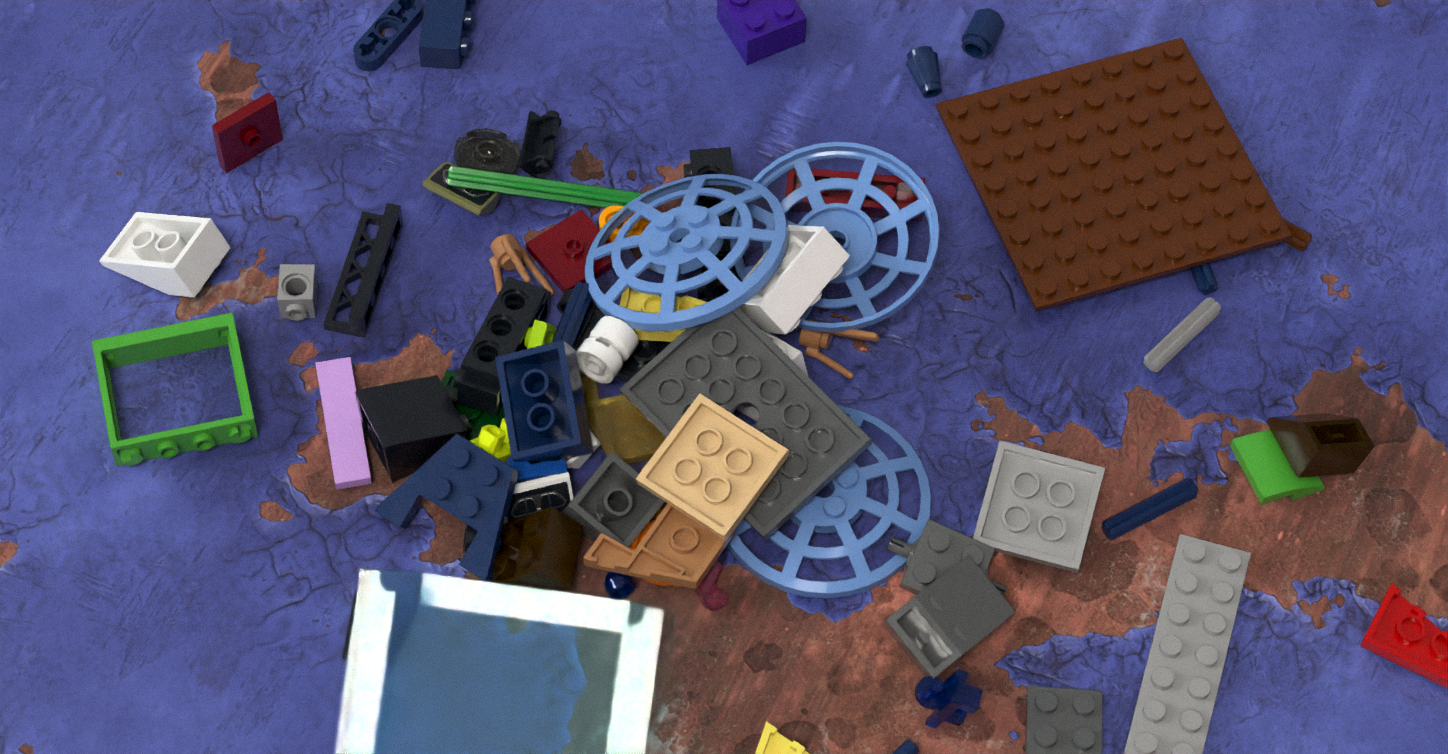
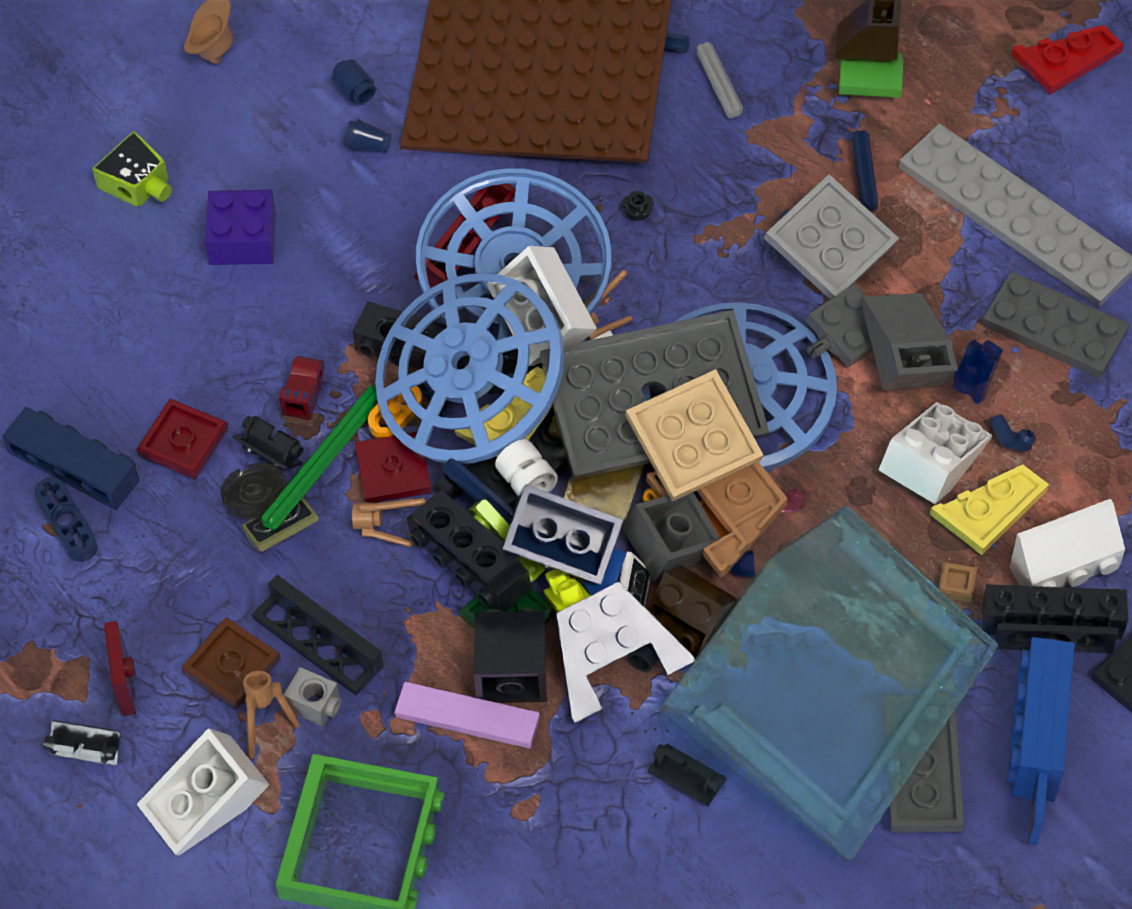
camera: 60 degrees left, 0 degrees up
(170, 143) = (83, 742): none -> black hinge
(266, 242) = (259, 694): none -> medium nougat plant
(303, 216) = (226, 660): none -> reddish brown plate
(514, 78) = (182, 438): none -> dark red plate
(618, 143) = (302, 387): none -> dark red leg
(839, 701) = (934, 452): none -> white slope
(984, 334) = (641, 211): none -> black plate

